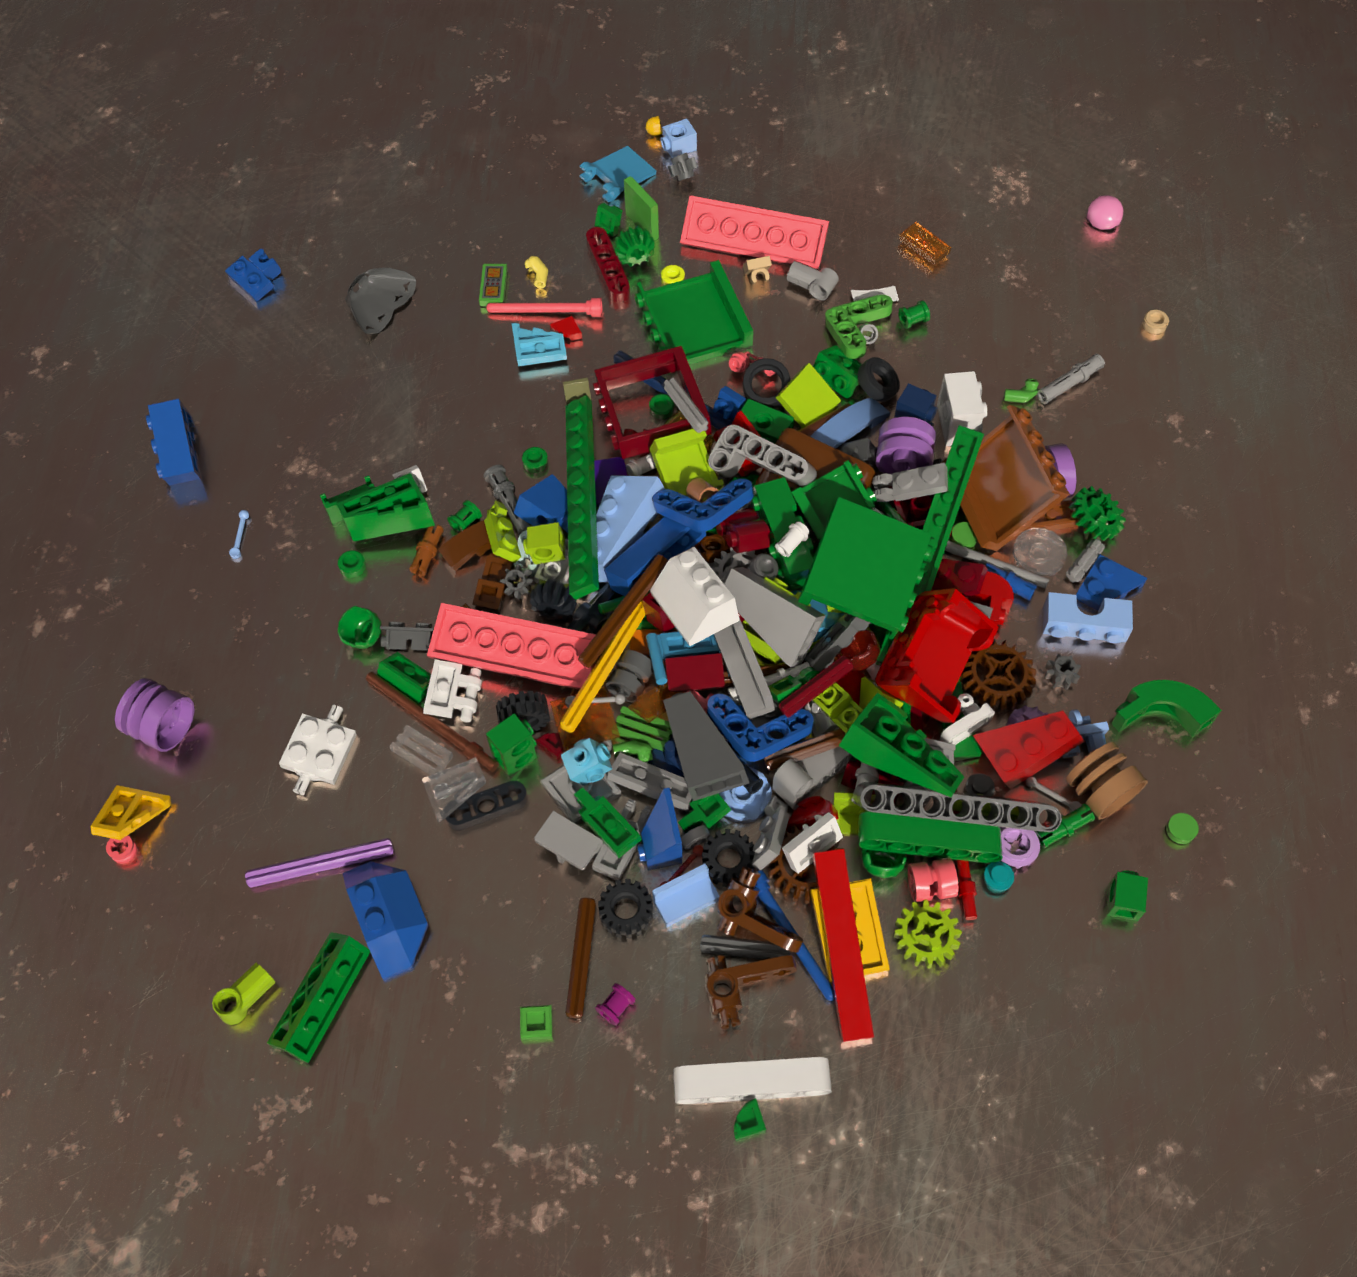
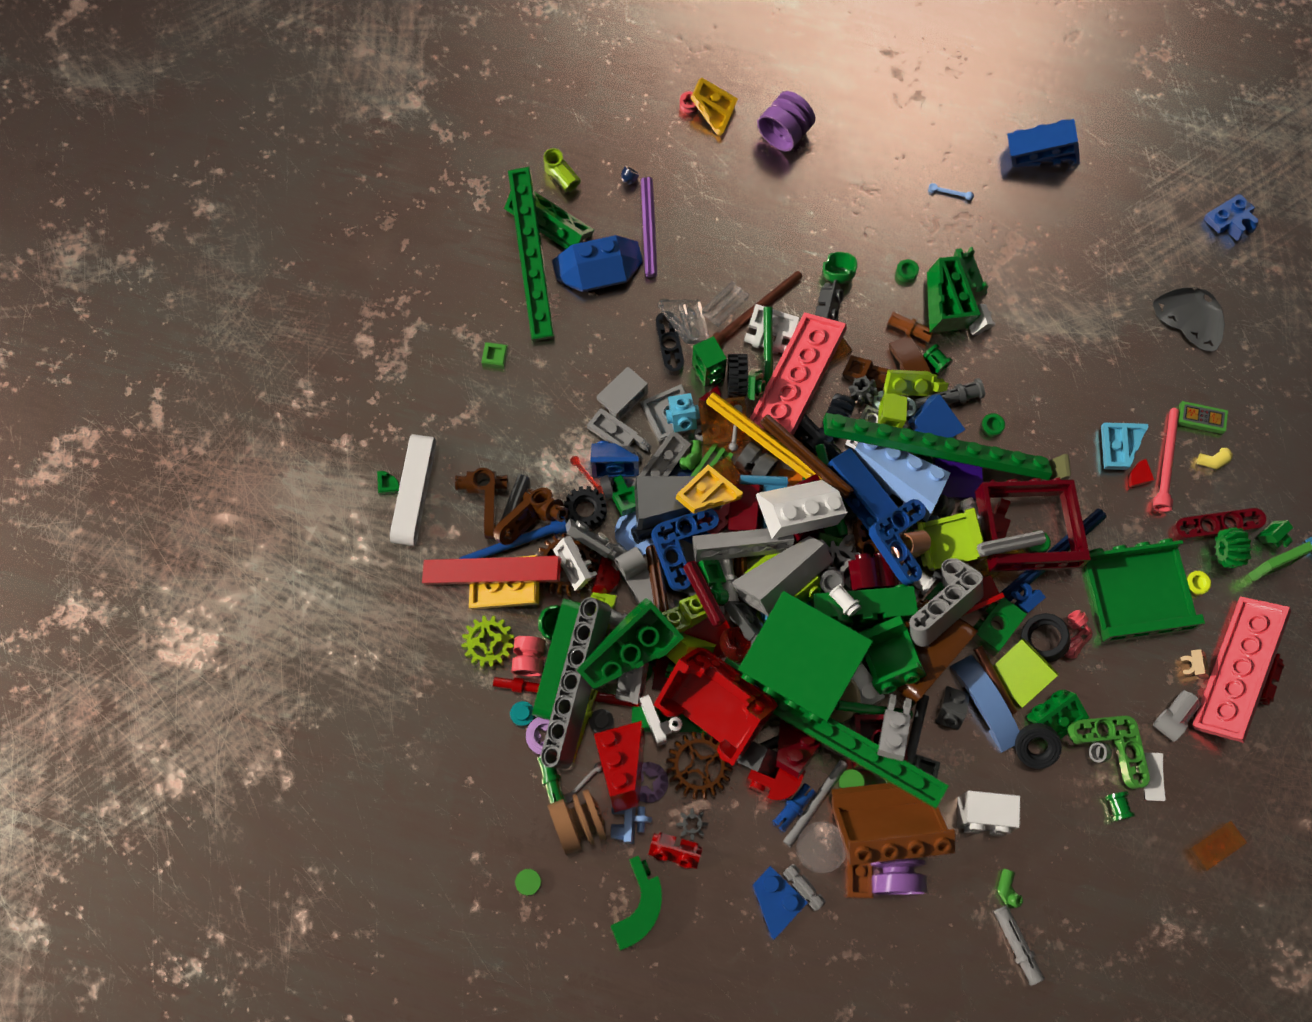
camera: 100 degrees right, 10 degrees up
(243, 901) = (629, 175): none -> dark blue hinge
(317, 749) = (741, 232): white plate -> none
(378, 1001) = (531, 254): none -> green tile
(405, 676) = (795, 298): green slope -> none
(483, 686) = (768, 343): none -> green bar
(539, 681) = (756, 384): none -> green slope
(580, 958) = (534, 391): reddish brown axle -> none
(607, 823) = (629, 419): green hinge -> none
(615, 1004) = (492, 407): magenta bush -> none
(621, 891) = (568, 439): black tyre -> none
(685, 895) = (561, 471): light blue panel -> none
(691, 703) = (708, 491): none -> yellow wing
(905, 445) = (947, 745): medium lavender wheel -> none
(917, 404) = (988, 766): dark blue brick -> none
(1065, 619) = (745, 843): light blue arch -> none
(1095, 694) = (664, 849): none -> red hinge
(1097, 513) = (853, 923): green gear -> none
(1127, 895) = (480, 811): green brick -> none

